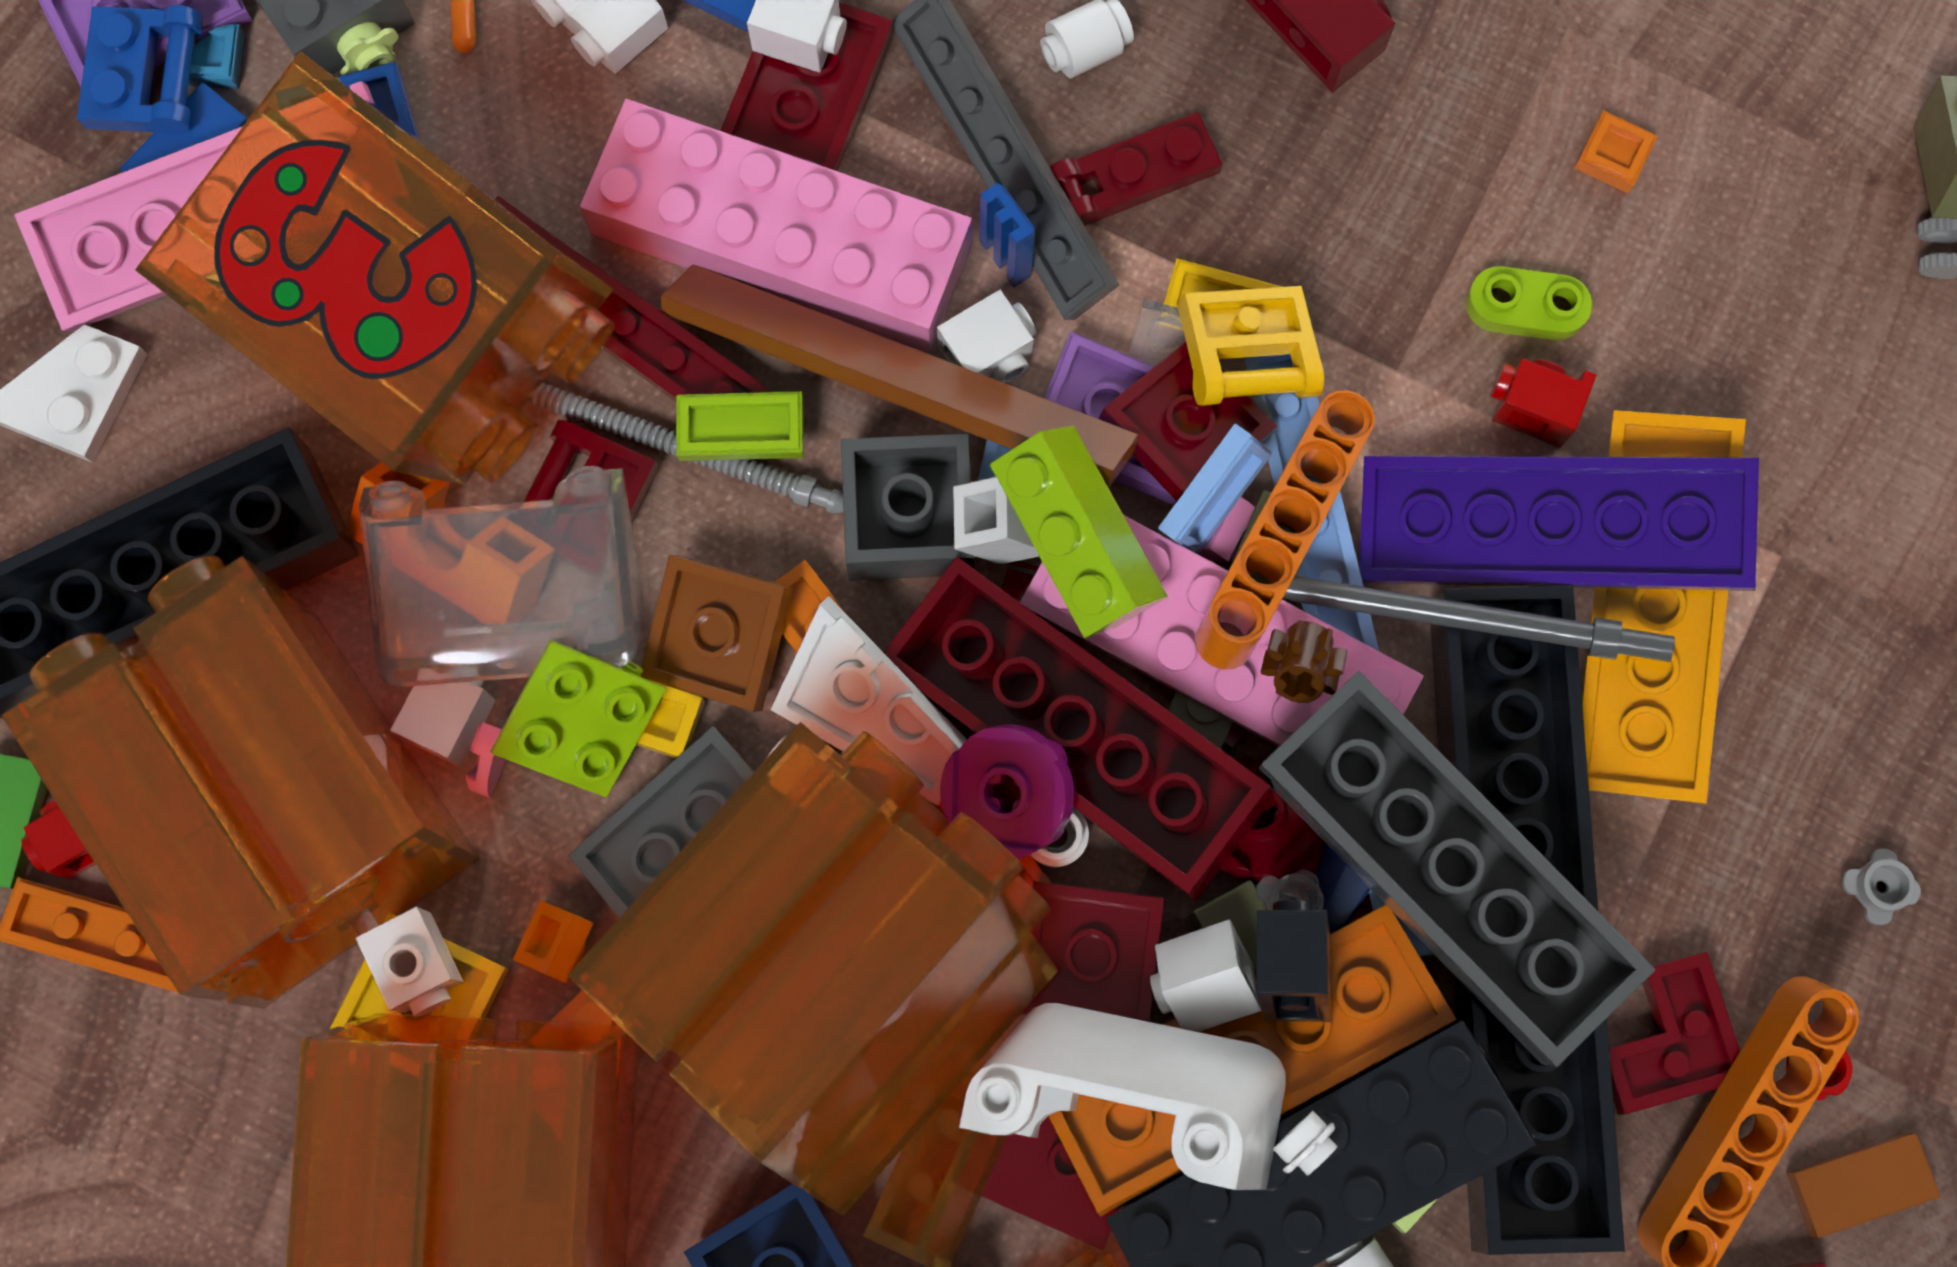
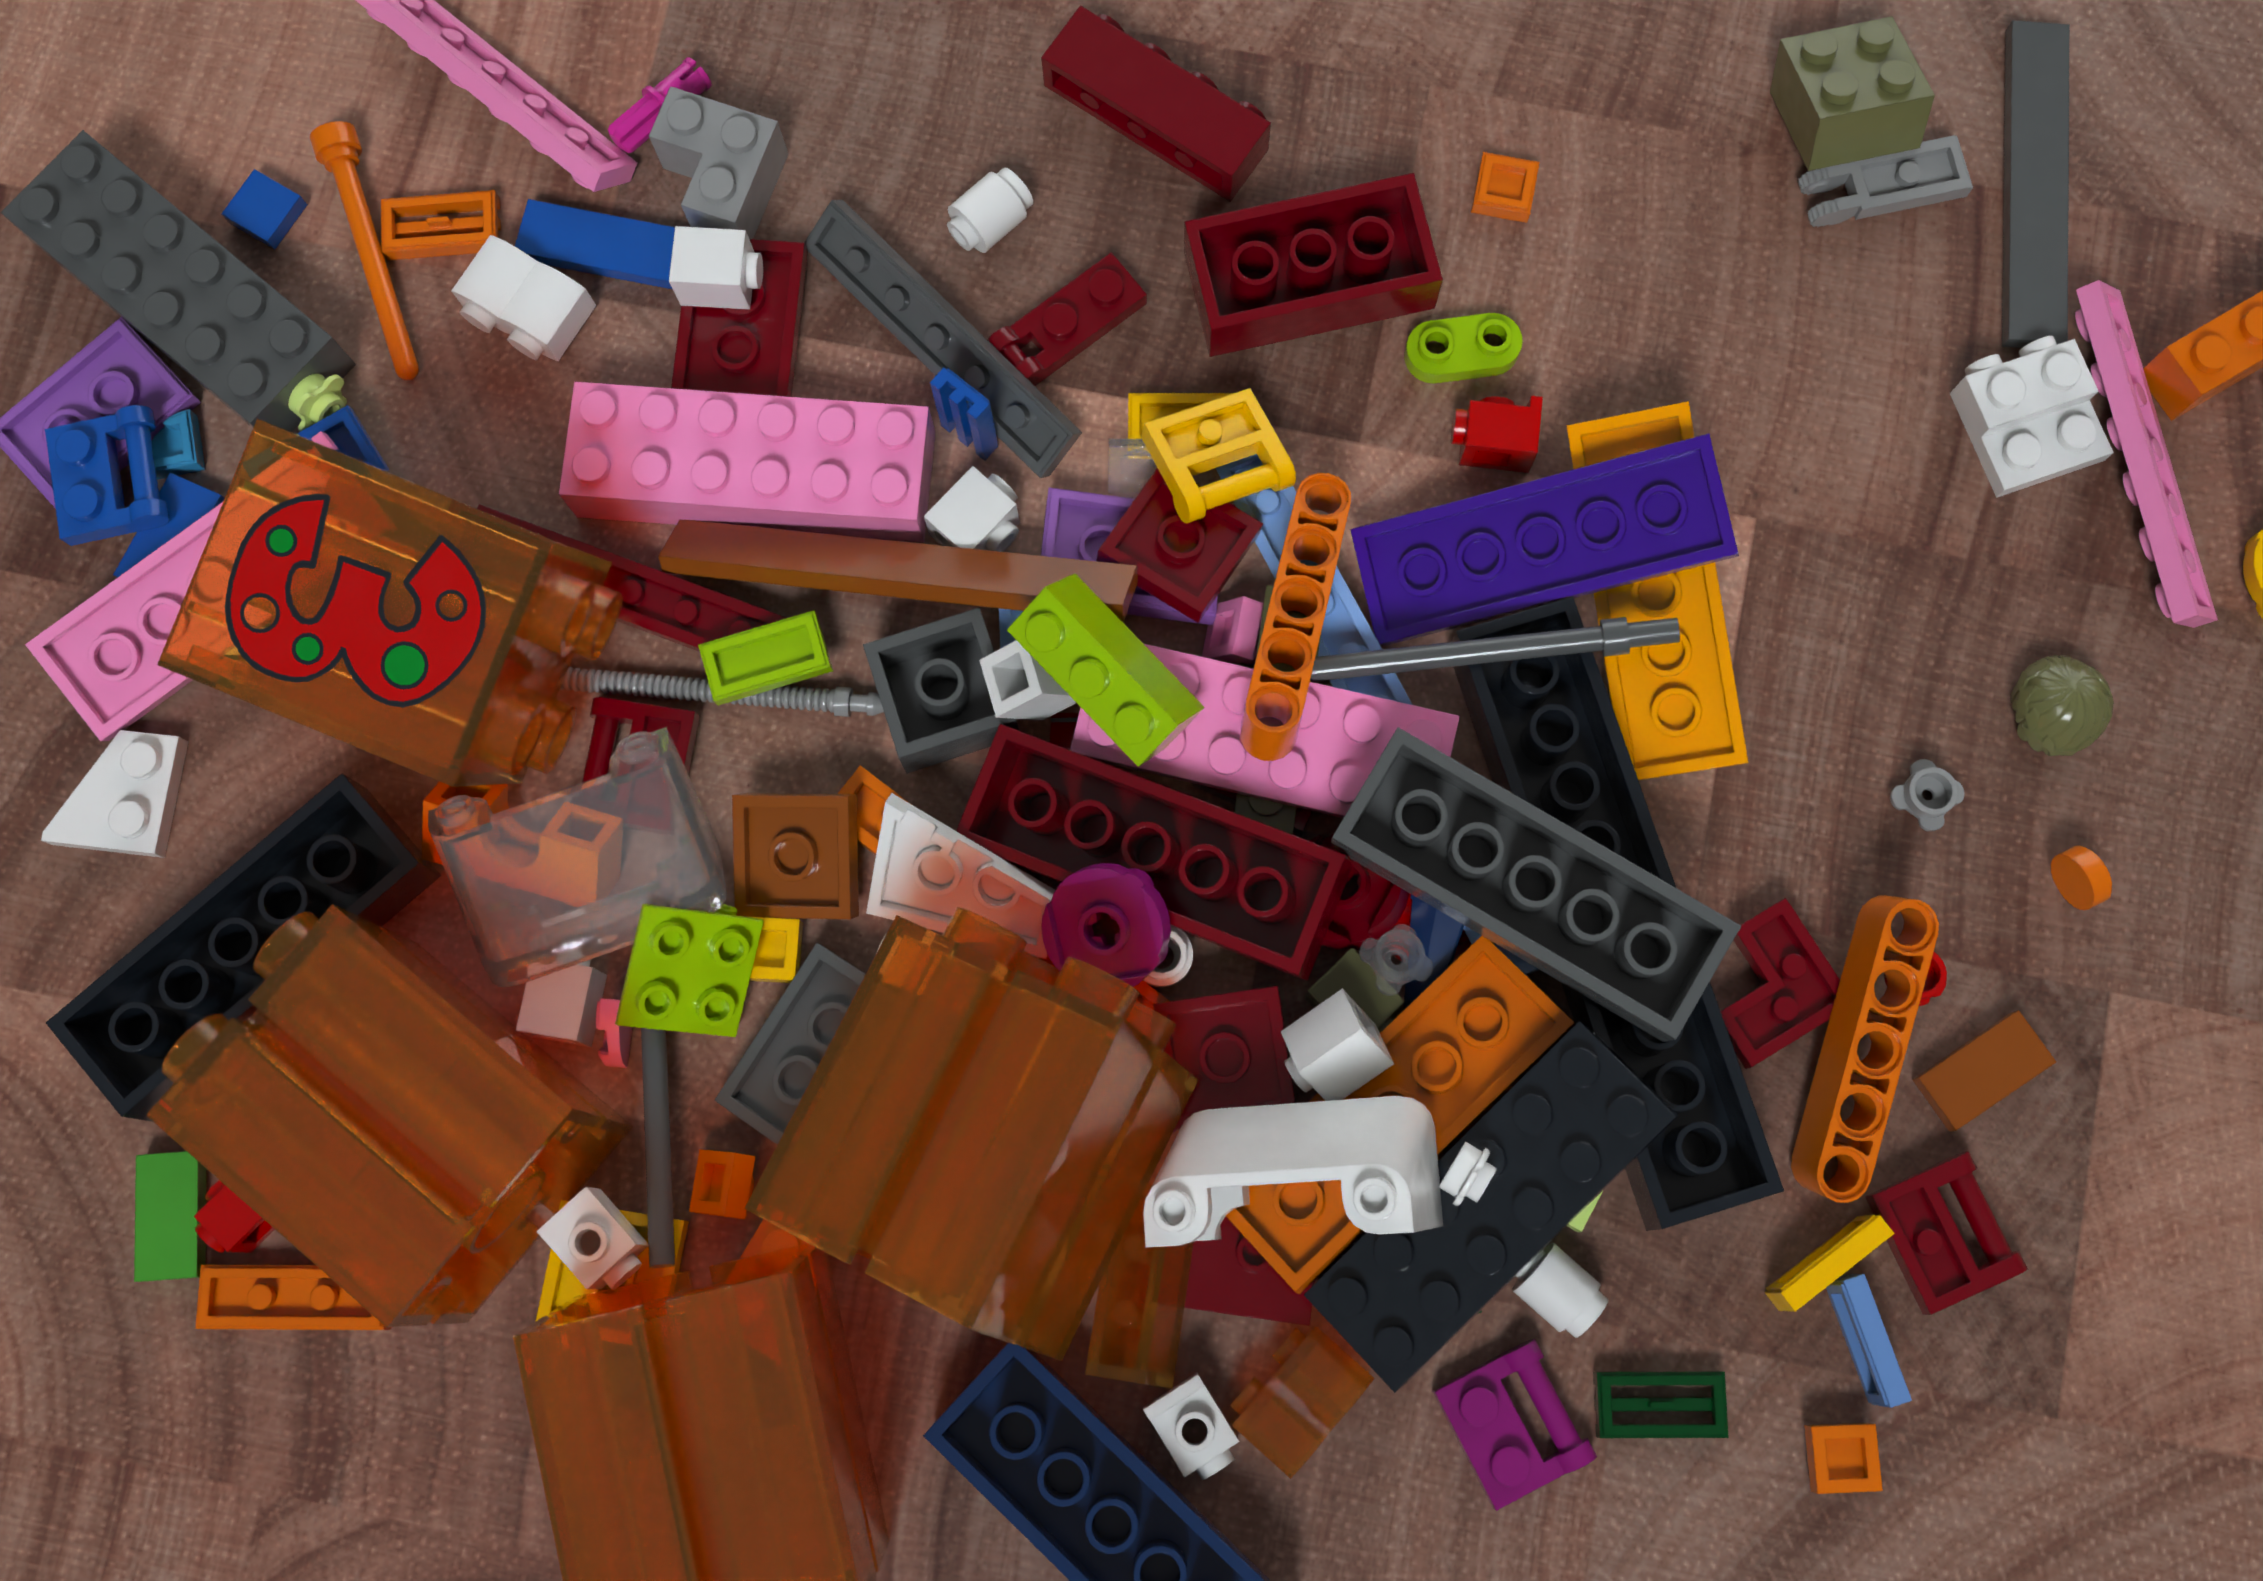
camera: 10 degrees left, 0 degrees up
(498, 888) = (657, 1148): none -> dark grey bar
(1215, 489) = (1222, 597): light blue tile -> none
(1293, 963) = (1411, 1011): black brick -> none
(1304, 662) = (1345, 733): reddish brown gear -> none
(1398, 178) = (1312, 264): none -> dark red brick

